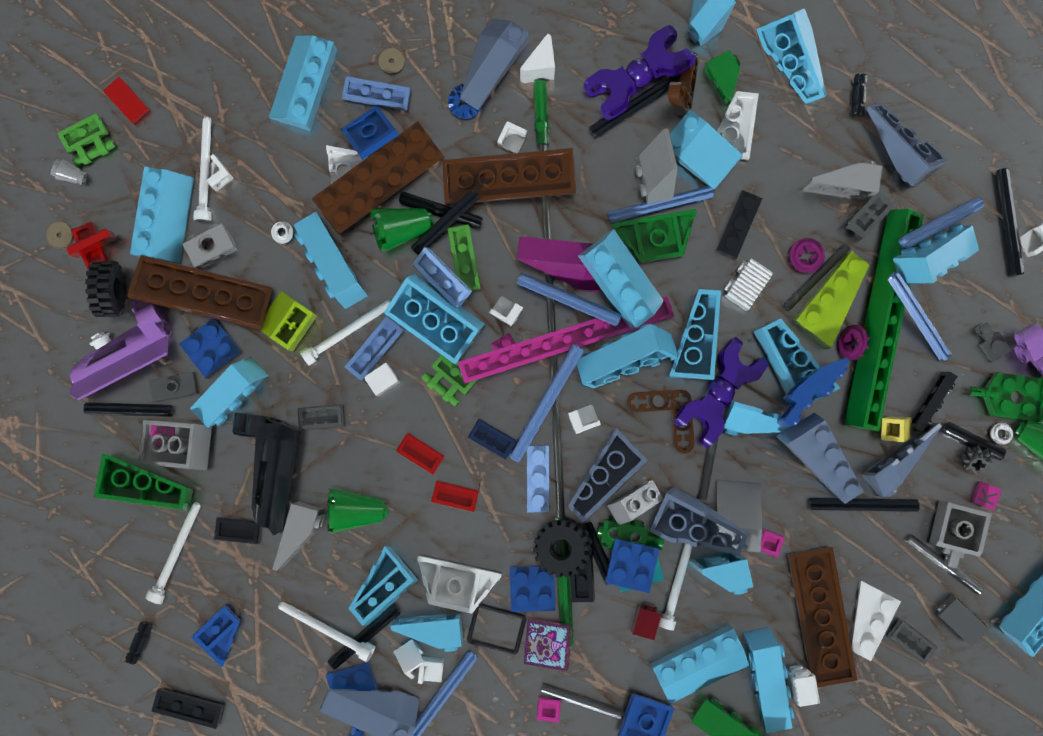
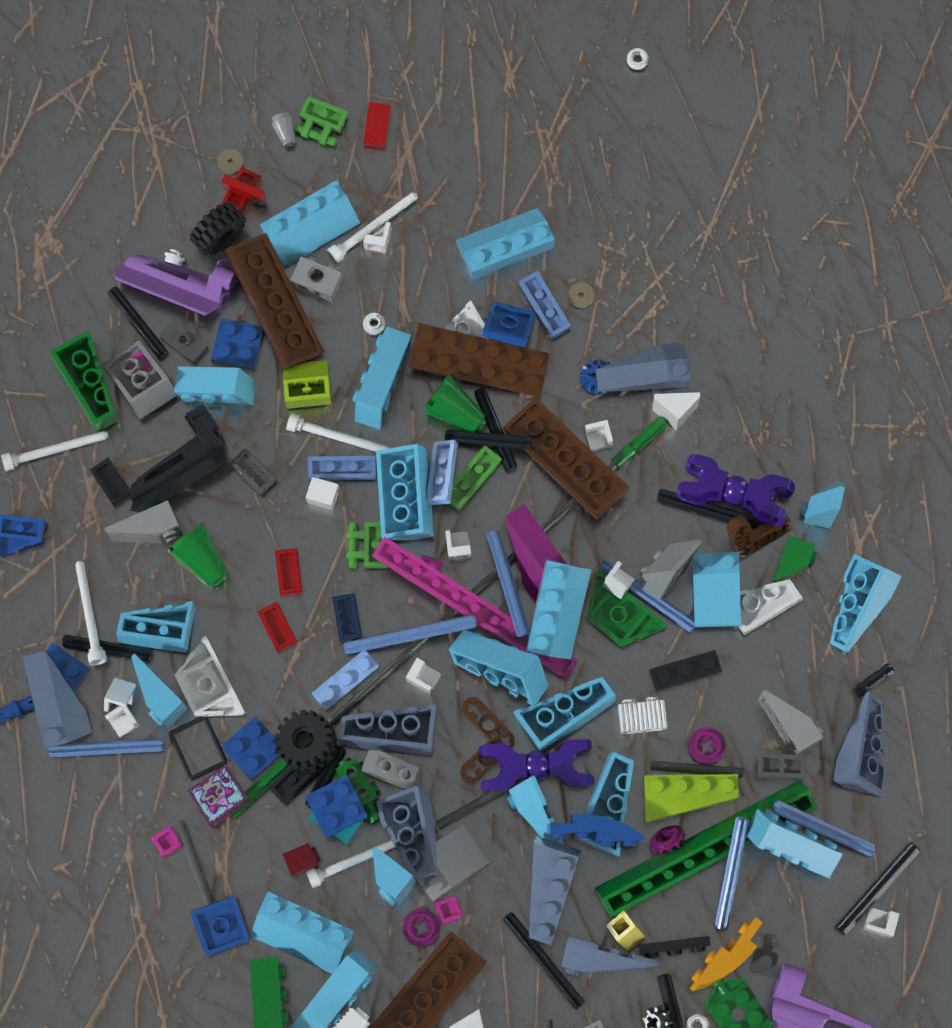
camera: 55 degrees right, 10 degrees down
(635, 216) = (618, 581): none -> white panel
(777, 576) = (410, 930): none -> magenta gear
(980, 376) = (727, 960): none -> light orange slope

